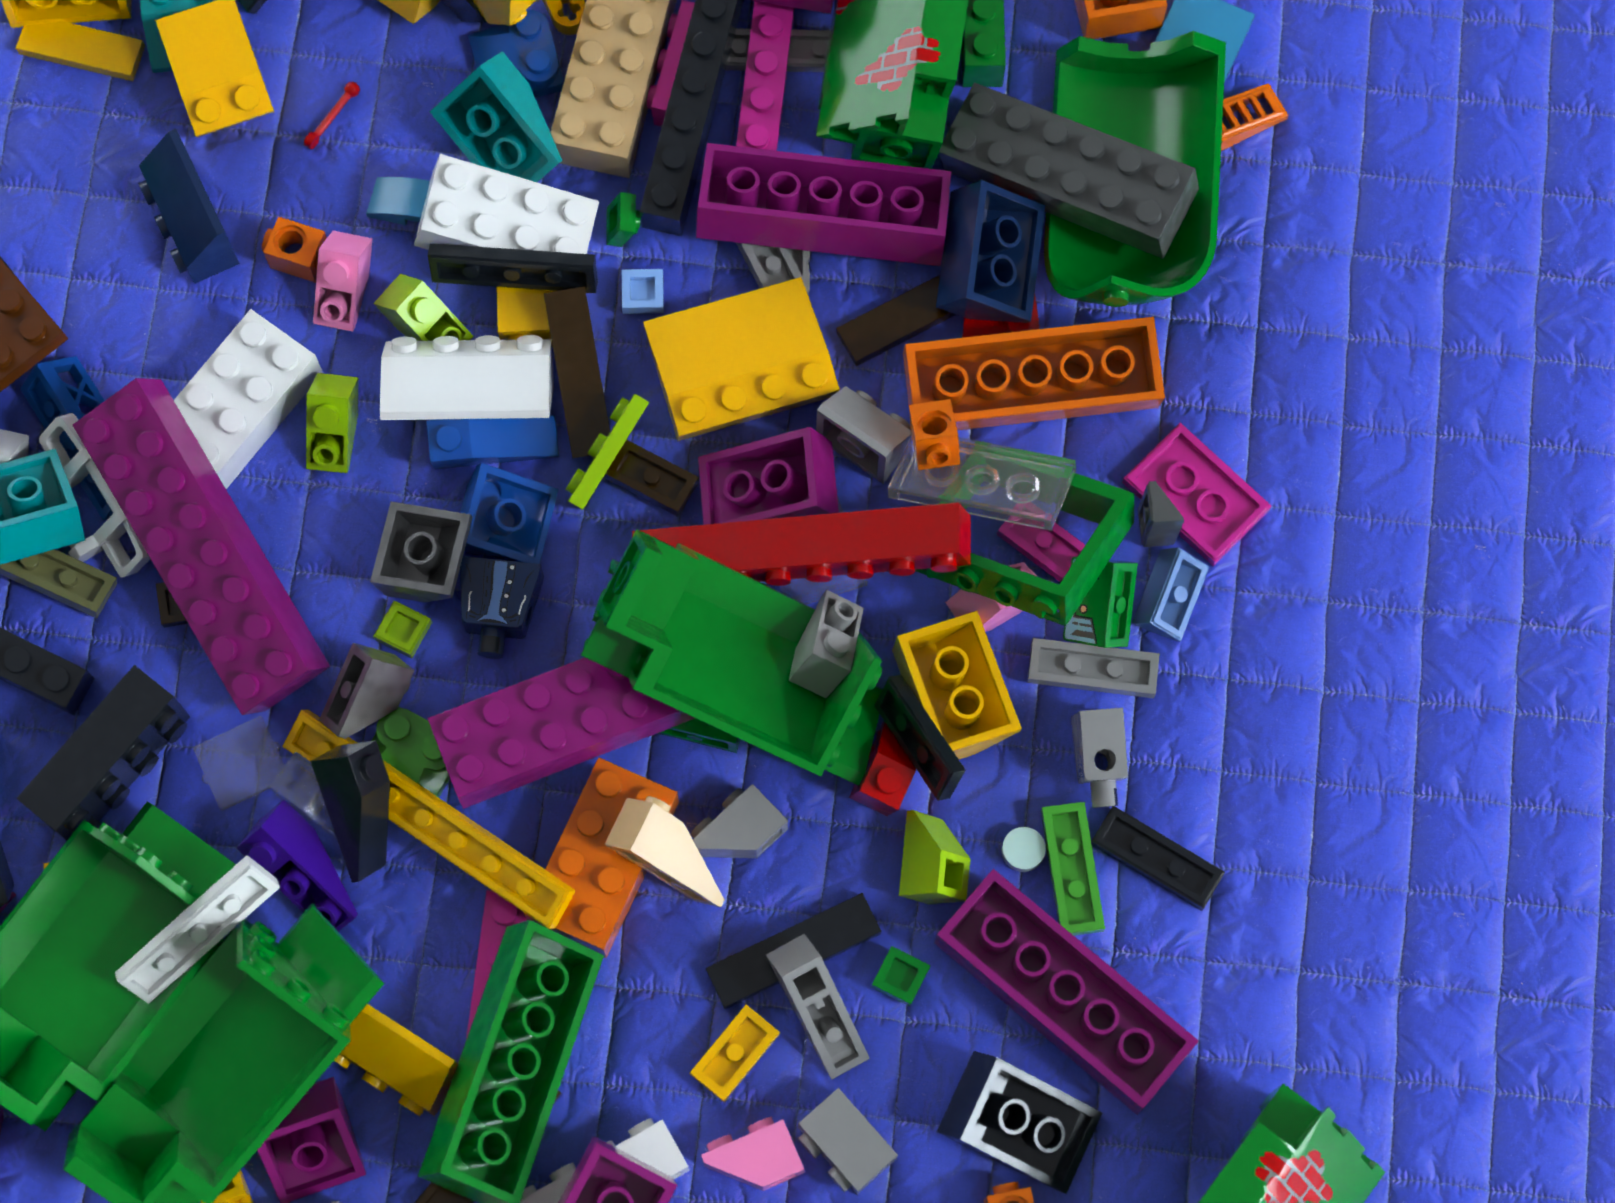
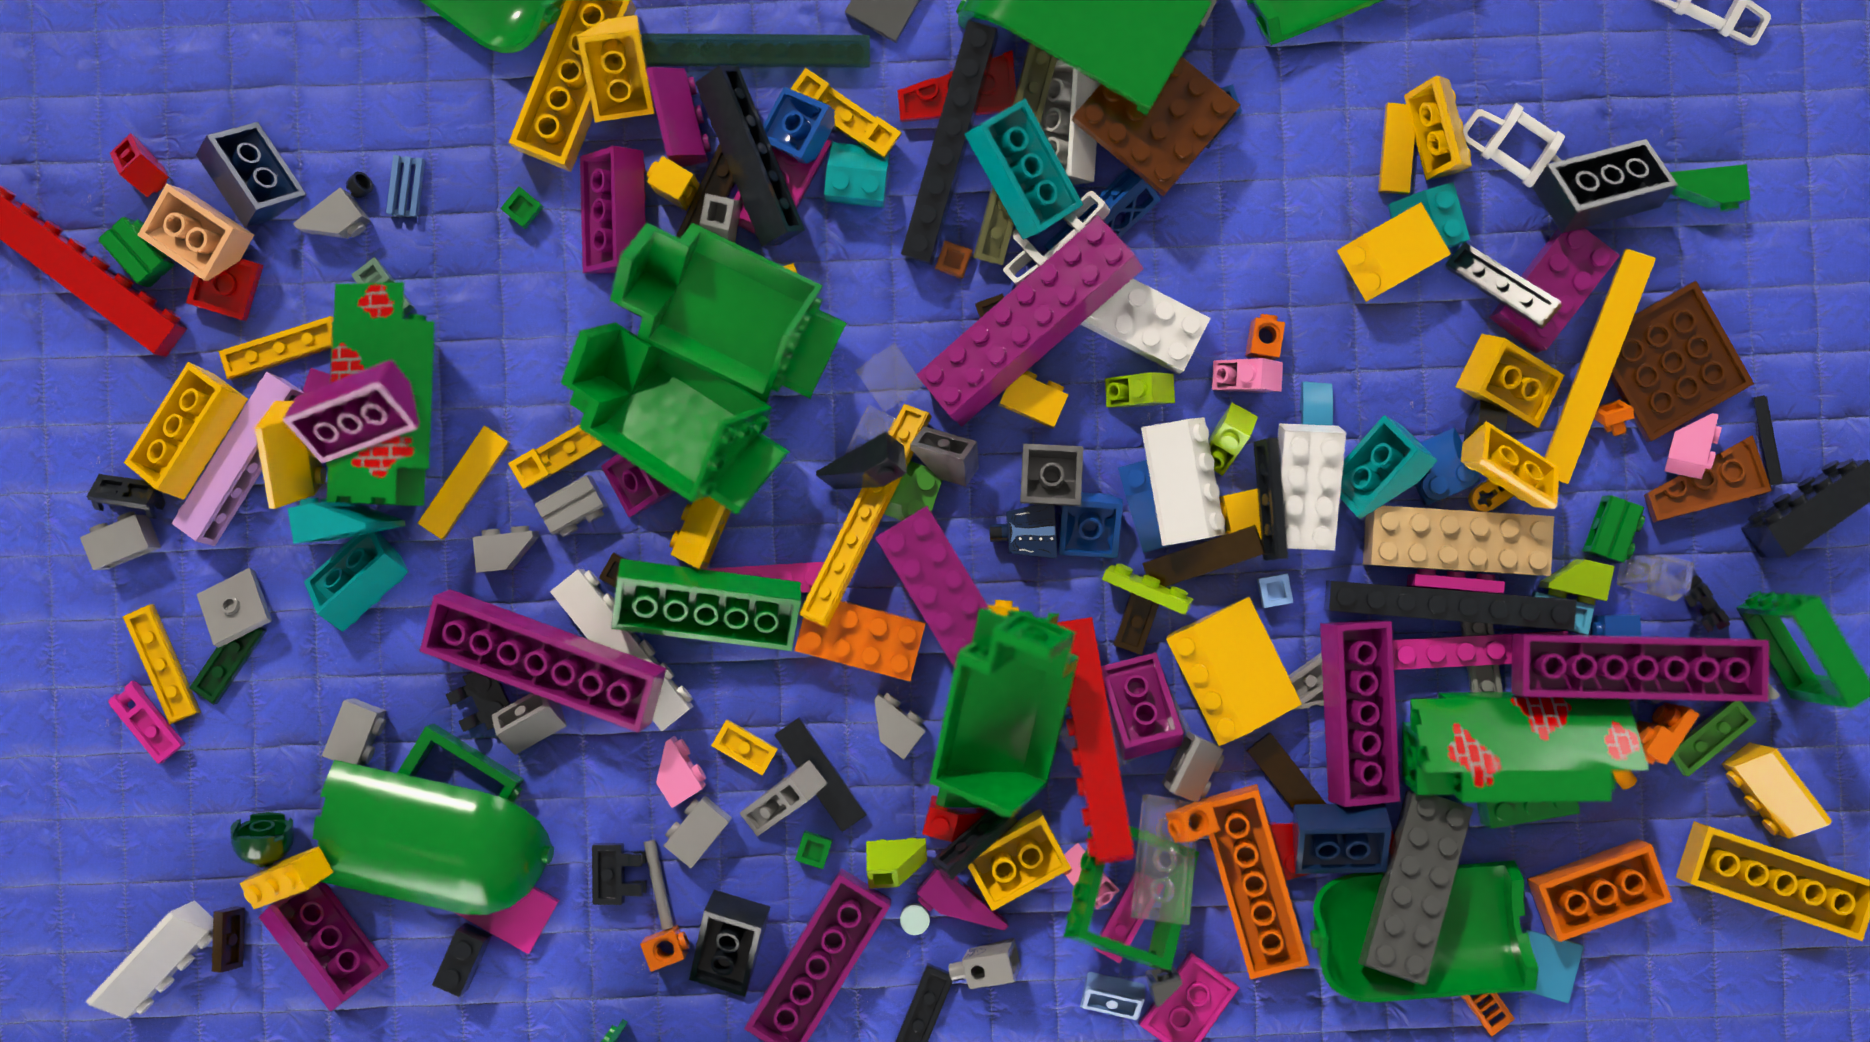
camera: 85 degrees right, 15 degrees up
(93, 646) = (953, 259): none -> dark orange tile
(106, 754) = (871, 287): black brick -> none
(185, 210) = (1280, 253): dark blue slope -> none
(197, 929) = (757, 380): white tile -> none
(296, 857) = (823, 431): dark purple slope -> none
(315, 563) = (1035, 399): none -> yellow brick
(351, 90) = (1397, 351): red hinge -> none
(402, 629) = (1000, 468): lime tile -> none
(622, 219) = (1326, 566): green plate -> none
(663, 848) = (867, 679): slope -> none
(827, 645) = (1028, 769): light grey slope -> none
(993, 791) = (957, 901): none -> magenta slope
(1072, 868) = (905, 955): bright green plate -> none
(1093, 668) = (1049, 950): light grey plate -> none
(1107, 609) = (1085, 958): green panel -> none

